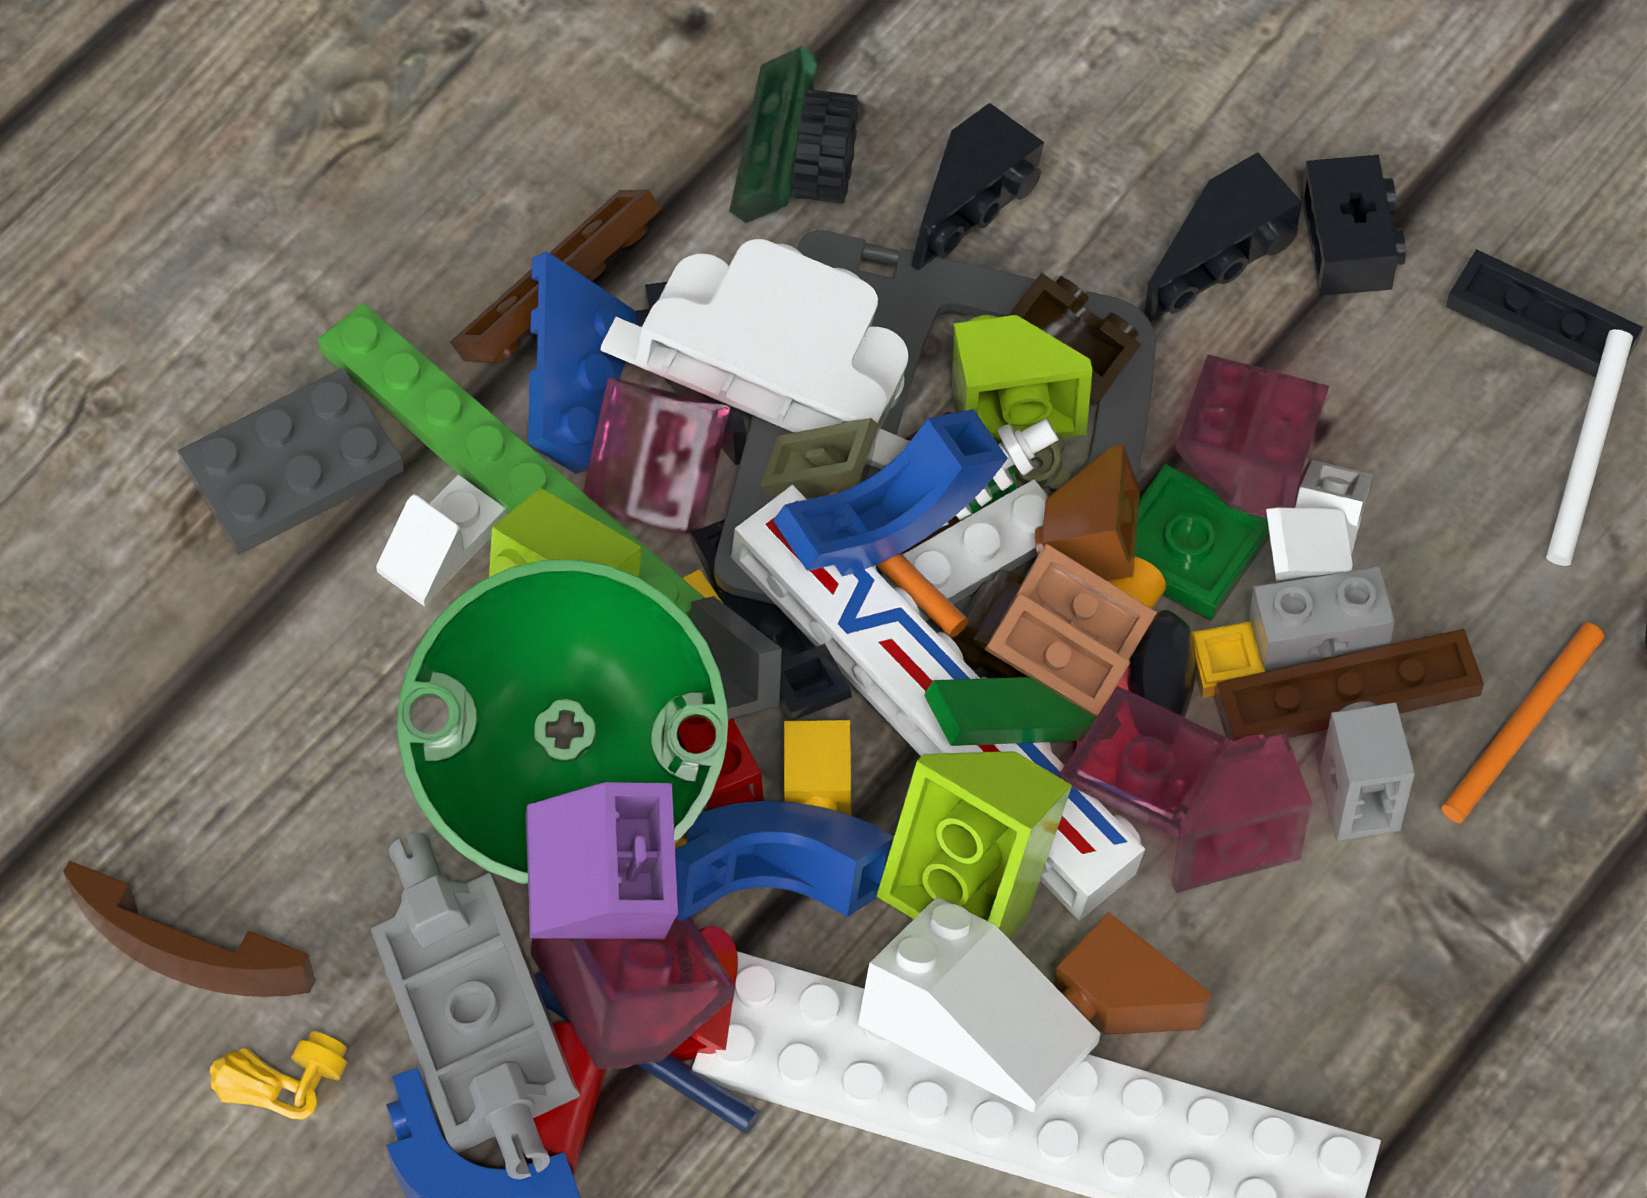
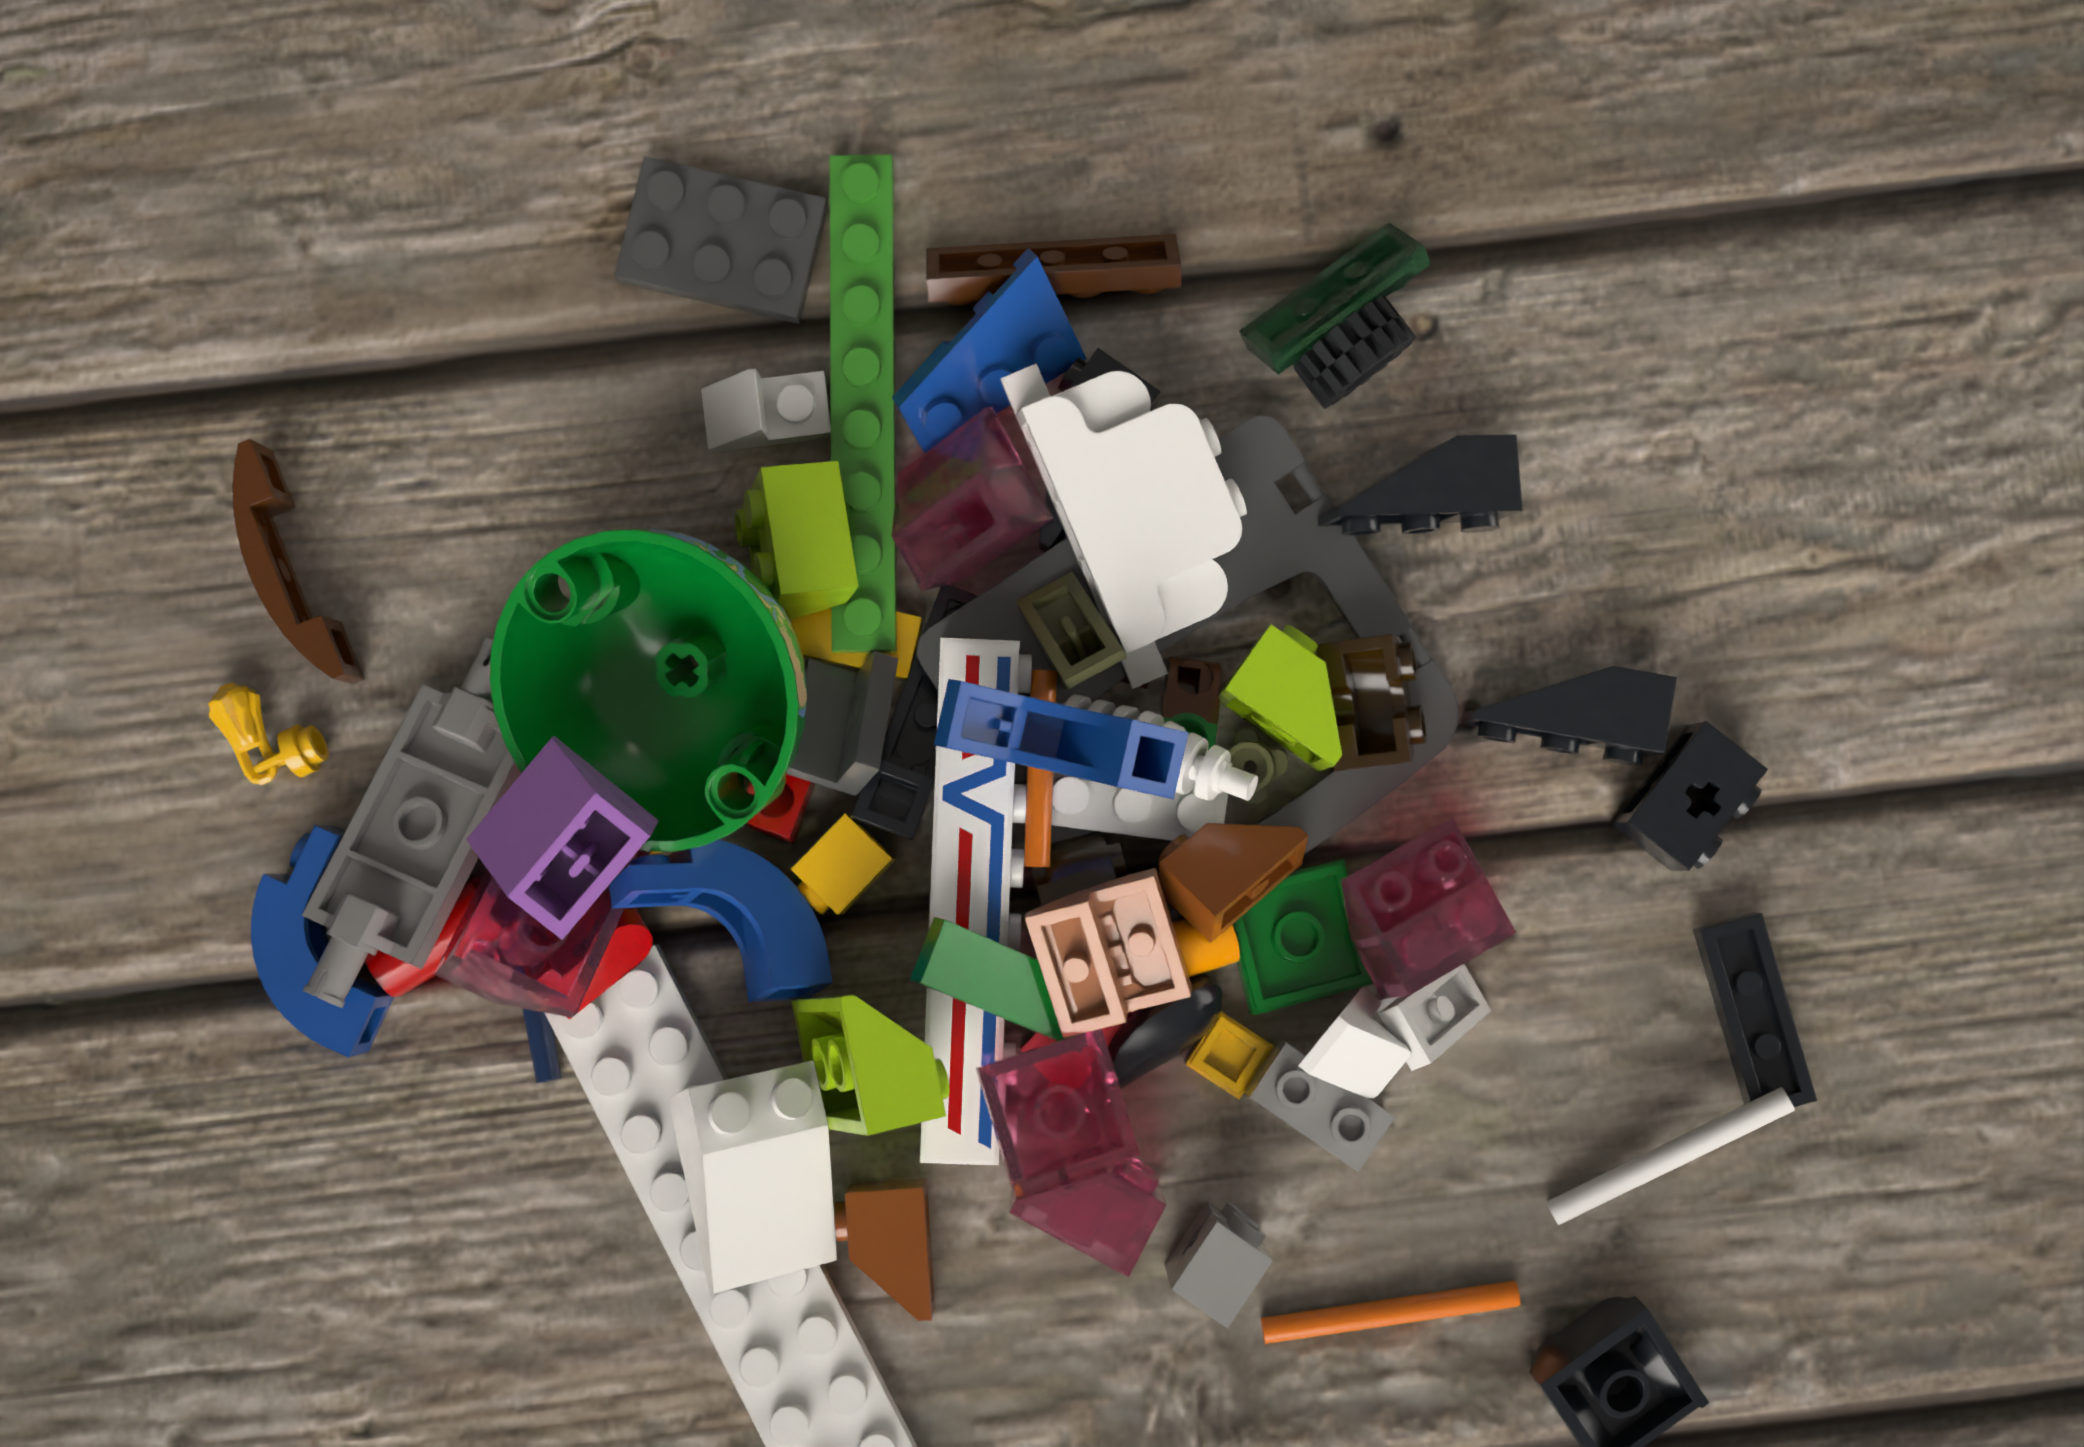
camera: 45 degrees right, 25 degrees up
(1304, 695) = (1287, 1170): reddish brown plate -> none

